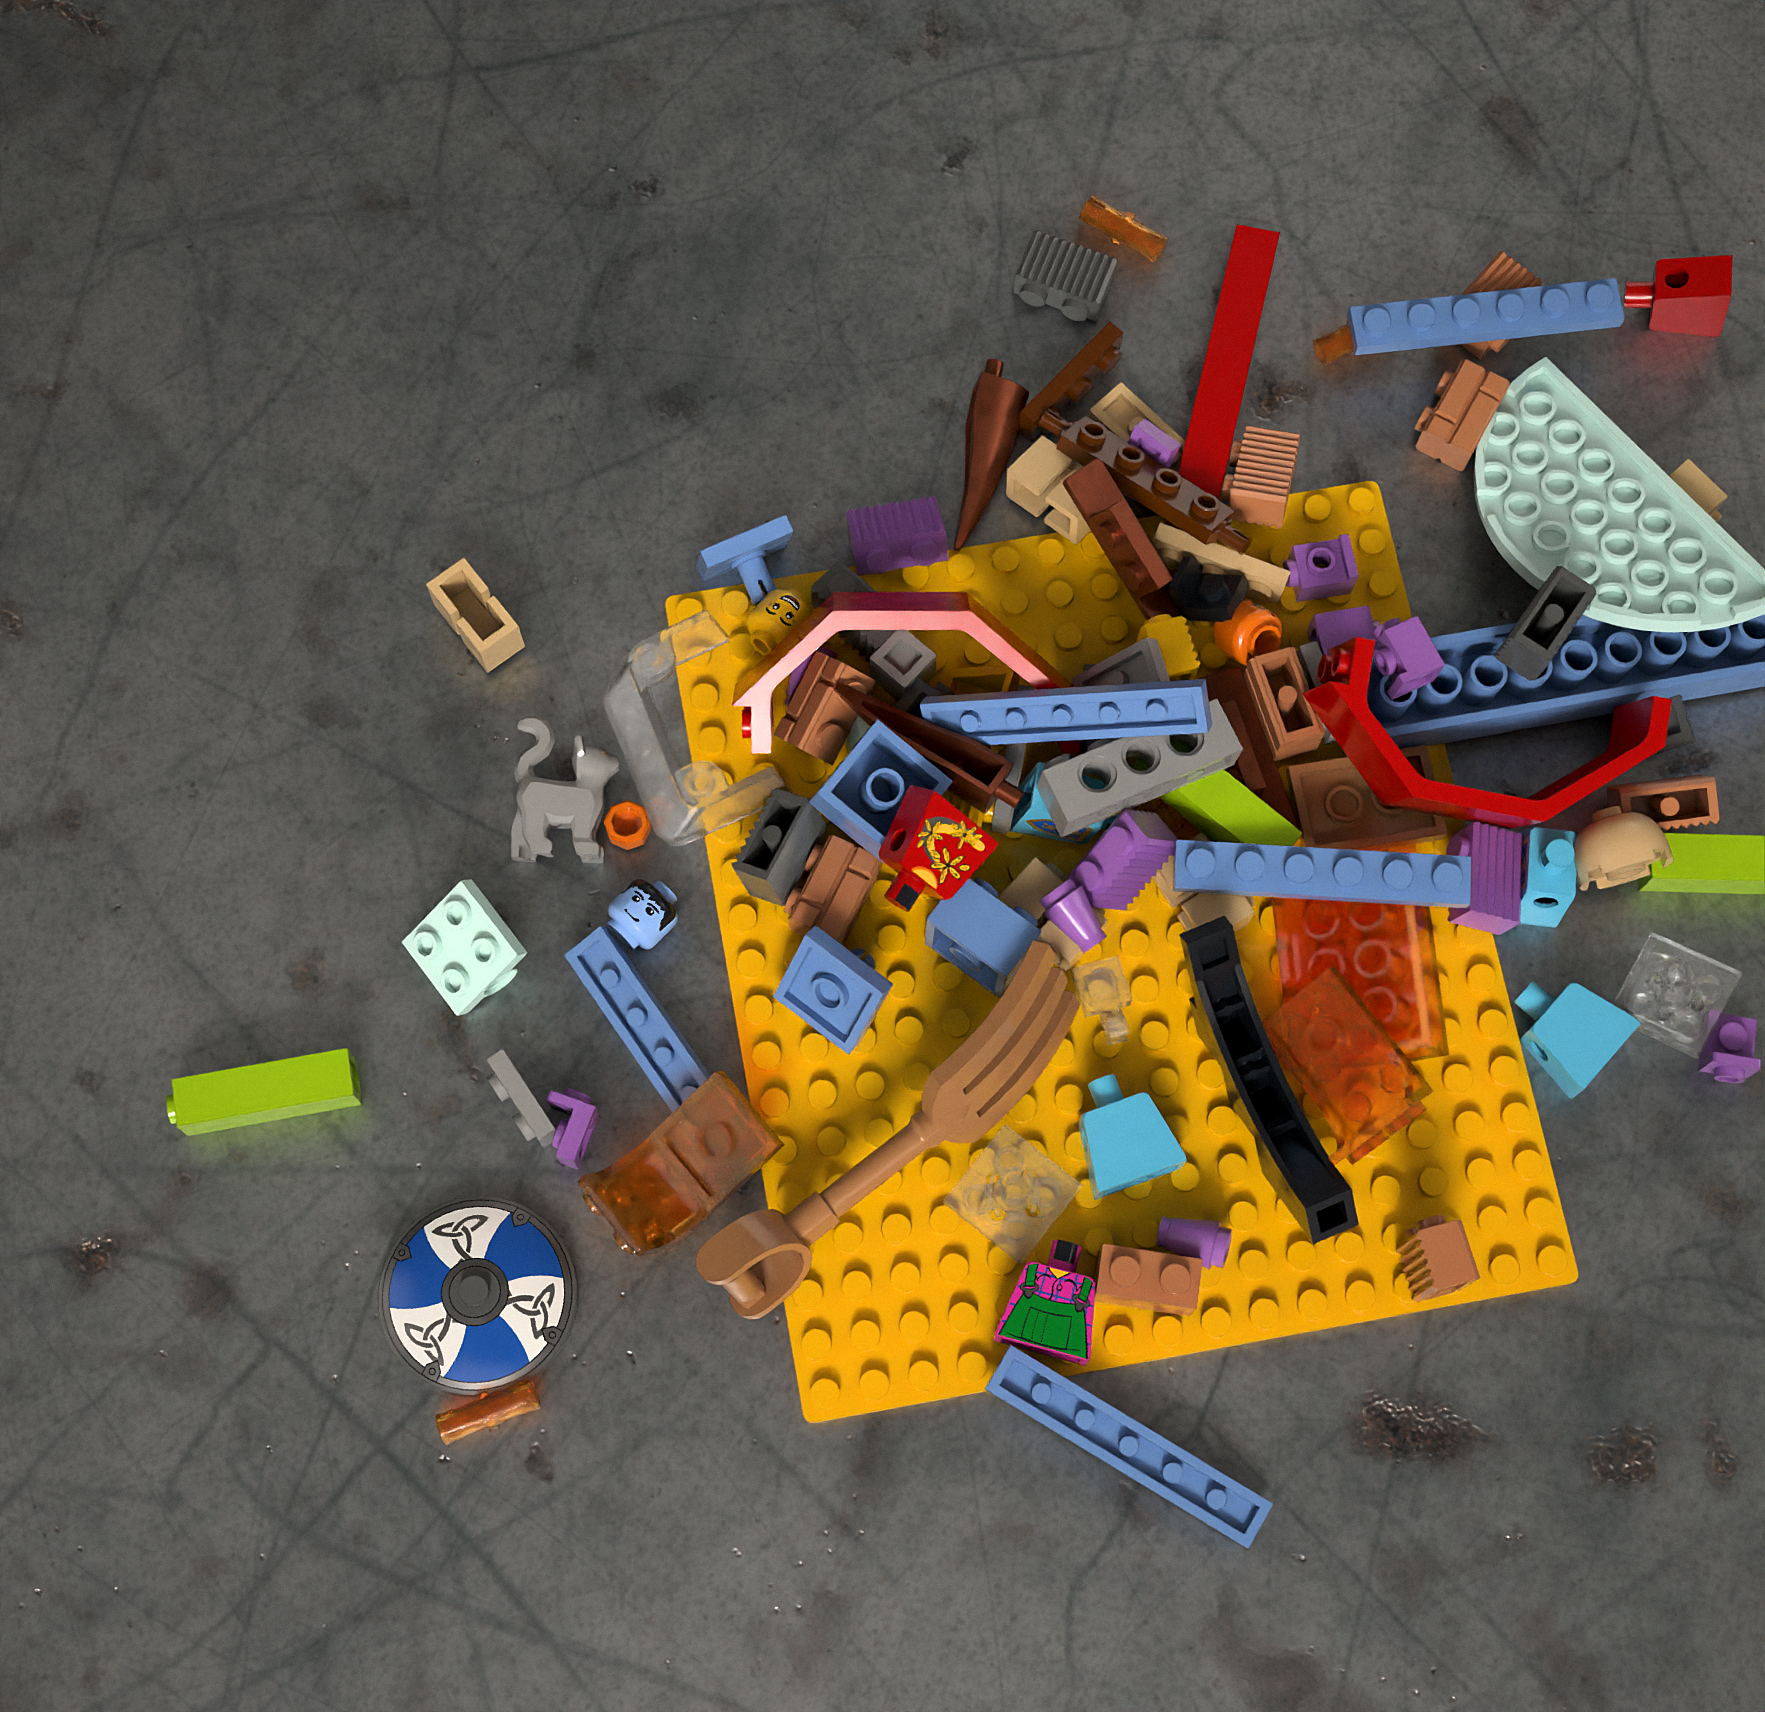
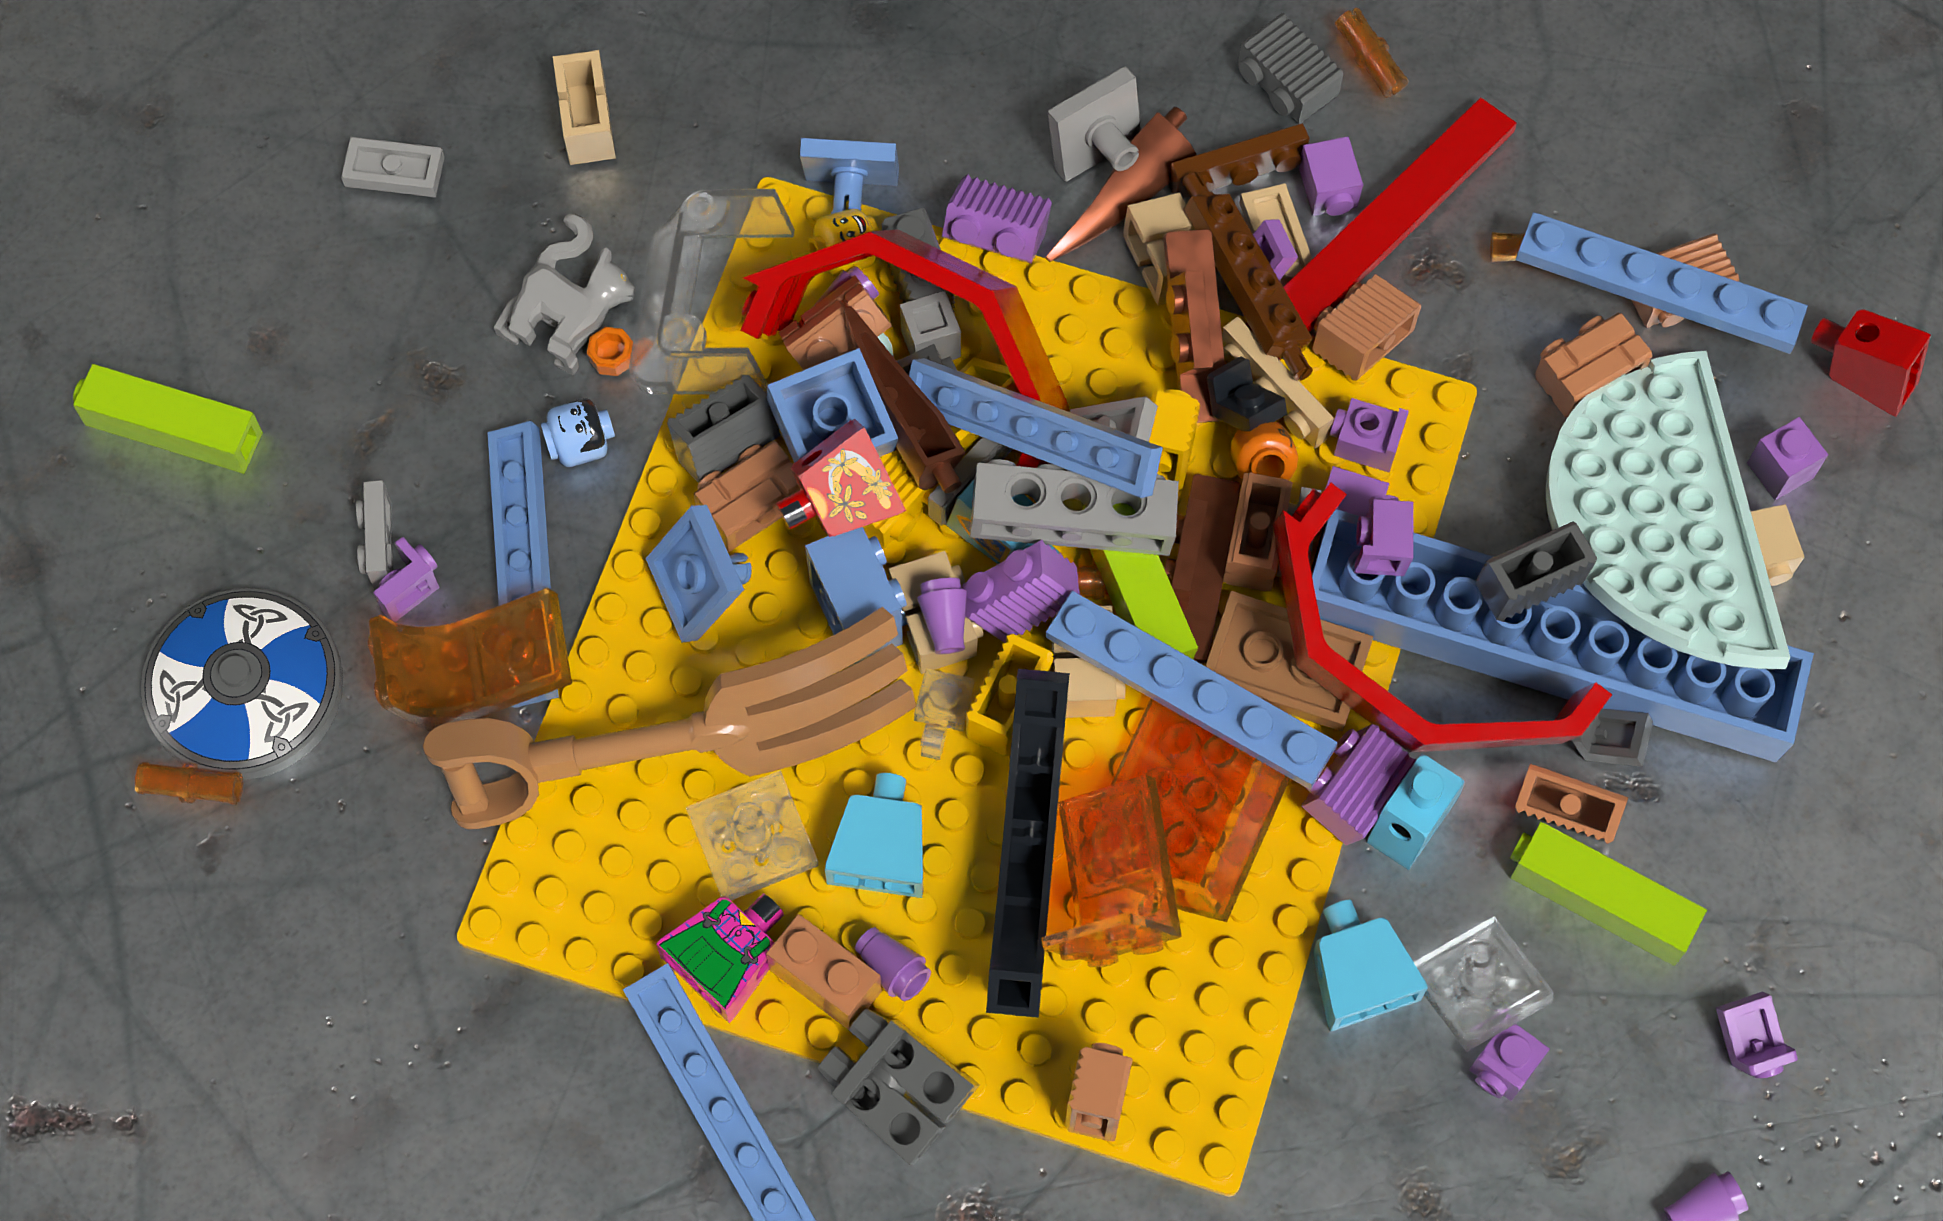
camera: 30 degrees right, 5 degrees down
(330, 755) = (393, 167): none -> light grey plate
(465, 948) = (406, 383): light aqua plate -> none
(939, 410) = (1096, 126): none -> light grey tile
(1155, 357) = (1331, 176): none -> medium lavender brick
(1160, 956) = (993, 711): none -> yellow brick
(1245, 1337) = (886, 1071): none -> dark grey hips
(1618, 848) = (1493, 816): tan cylinder -> none
(1663, 417) = (1787, 458): none -> medium lavender brick

